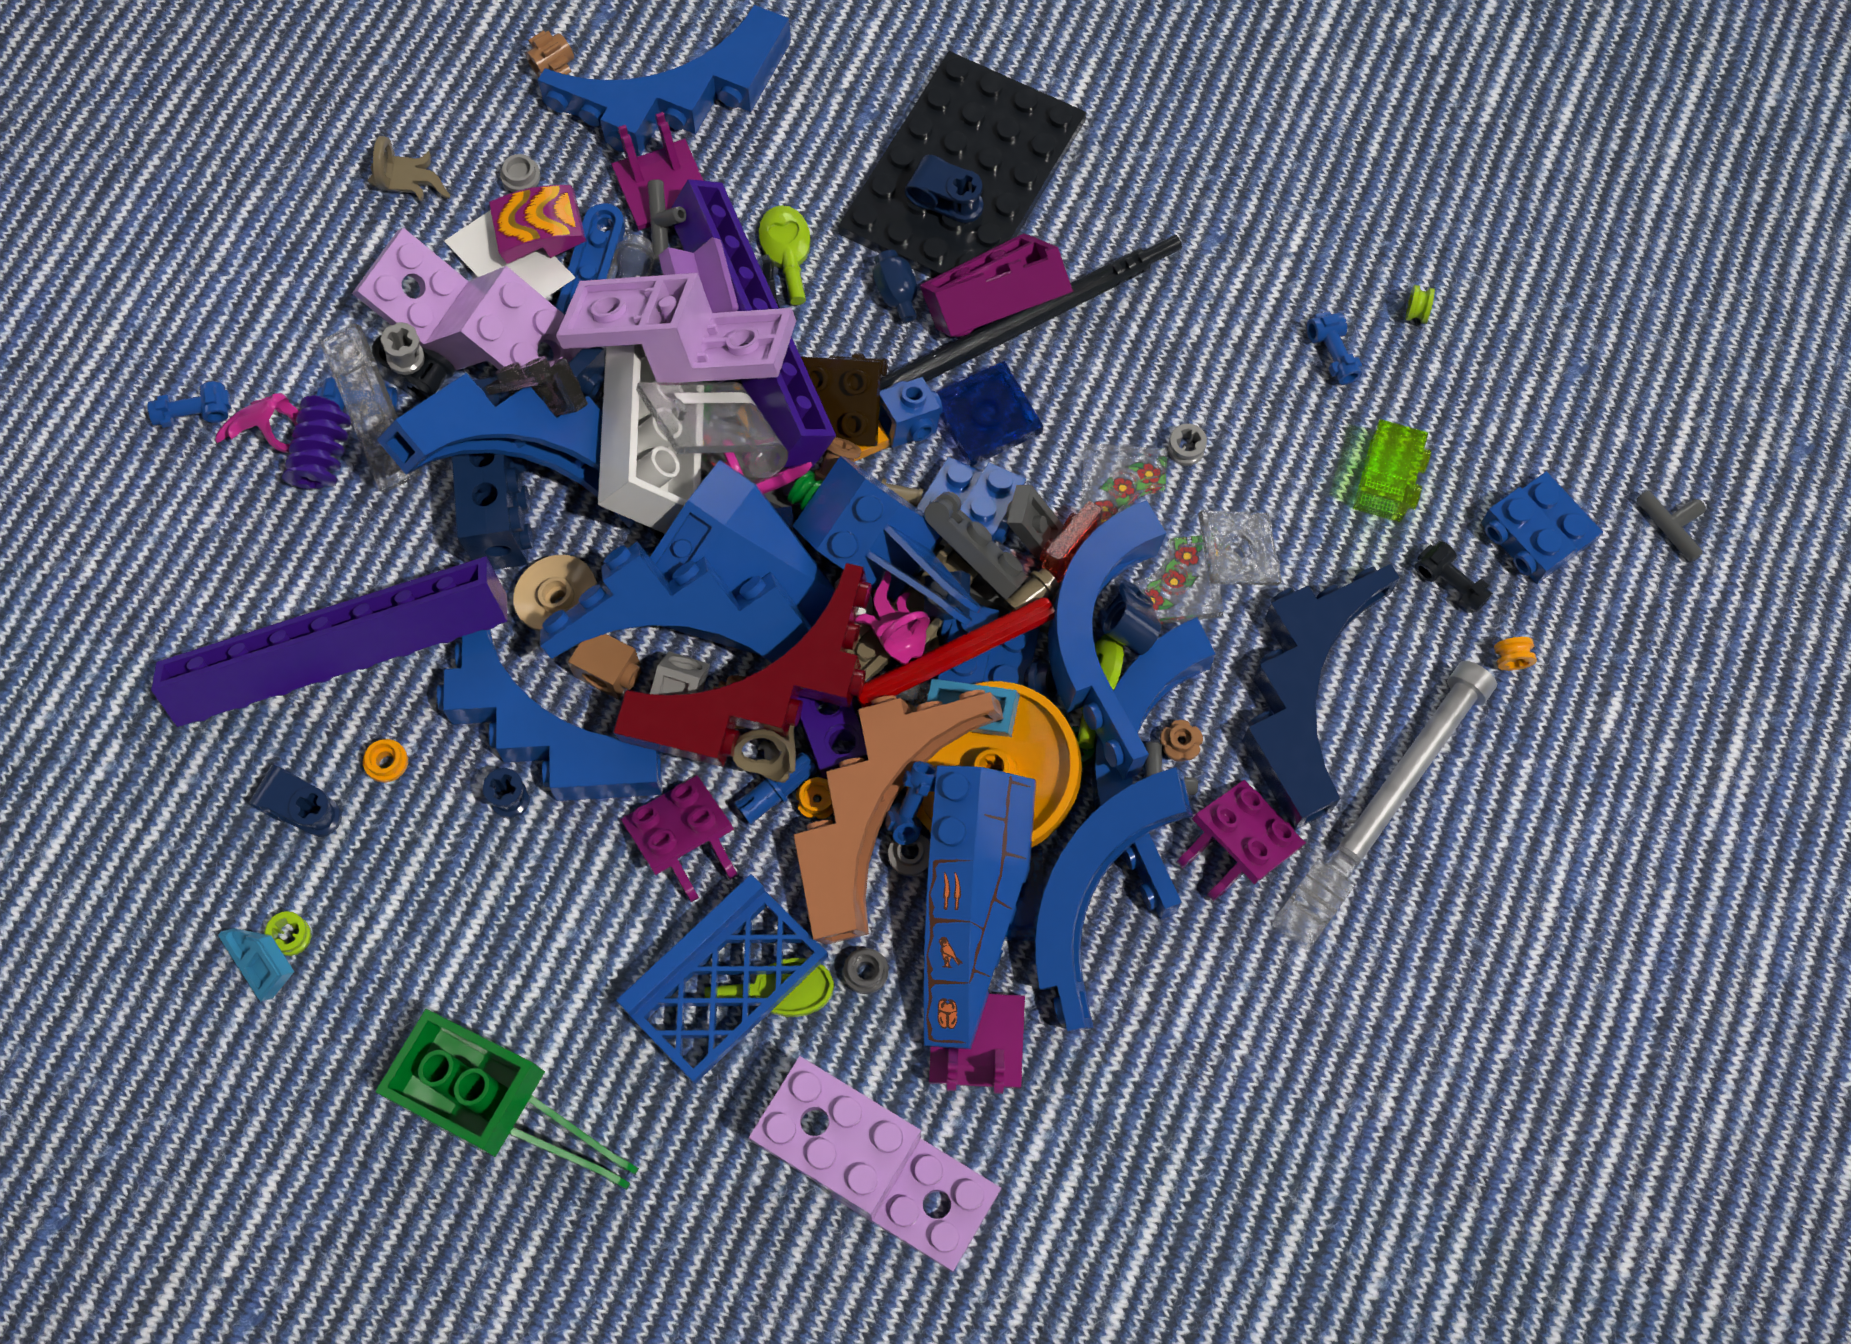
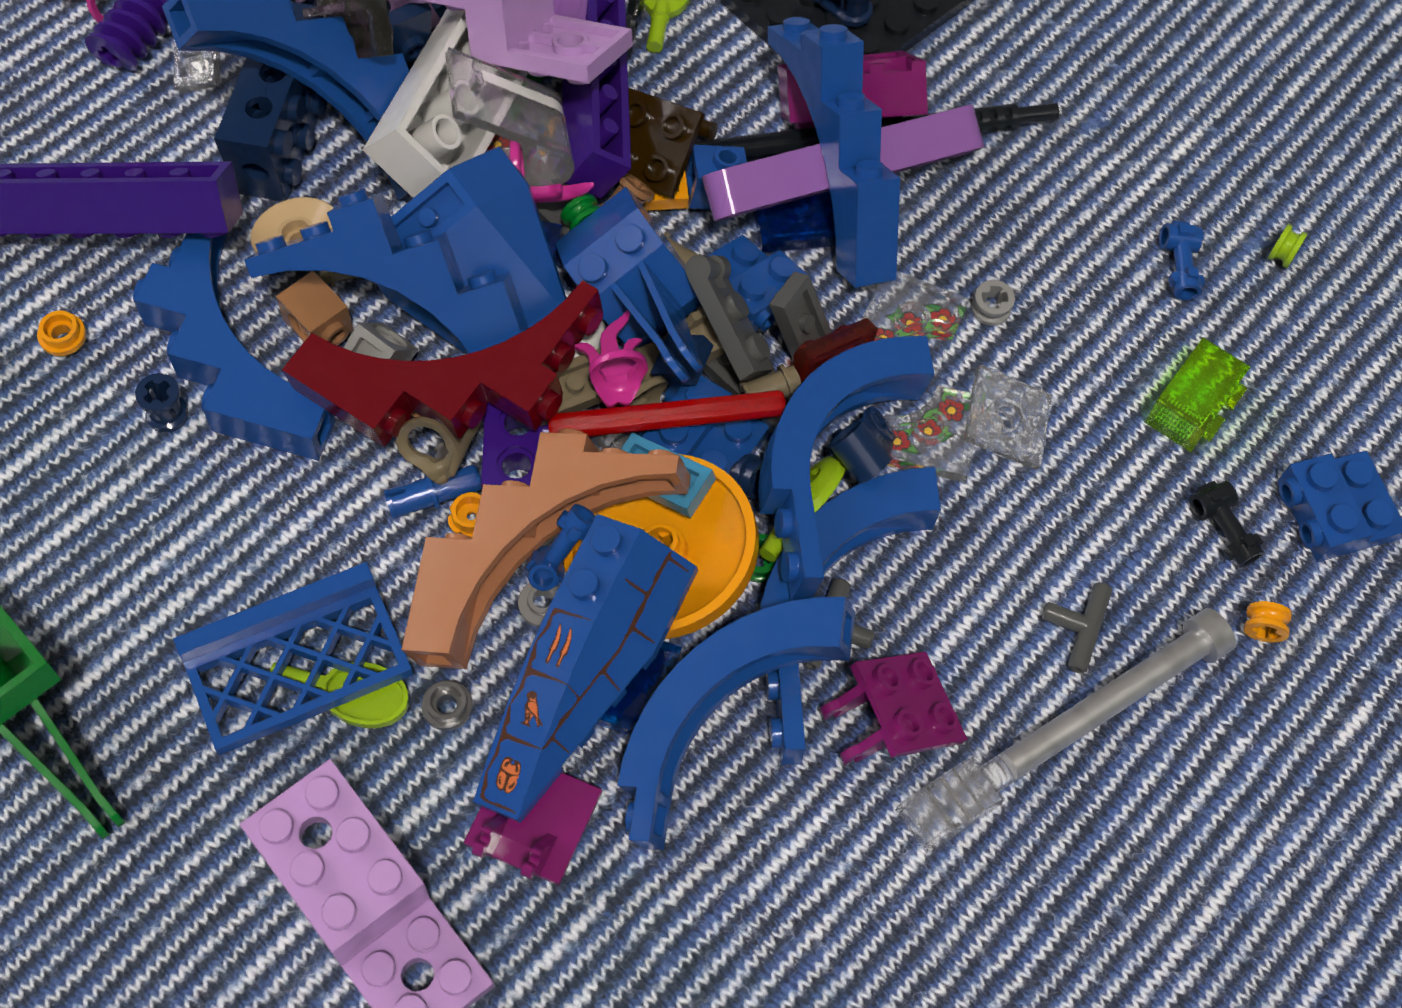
camera: 15 degrees right, 5 degrees down
(678, 825) = (316, 490): magenta plate -> none
(896, 283) = (755, 60): dark blue plant -> none
(1015, 363) = (804, 172): none -> medium lavender beam
(1018, 337) = (848, 126): none -> blue arch
(1176, 750) = (873, 600): medium nougat plate -> none
(1287, 743) = (984, 624): dark blue arch -> none
(1368, 709) = (1086, 624): none -> dark grey piece

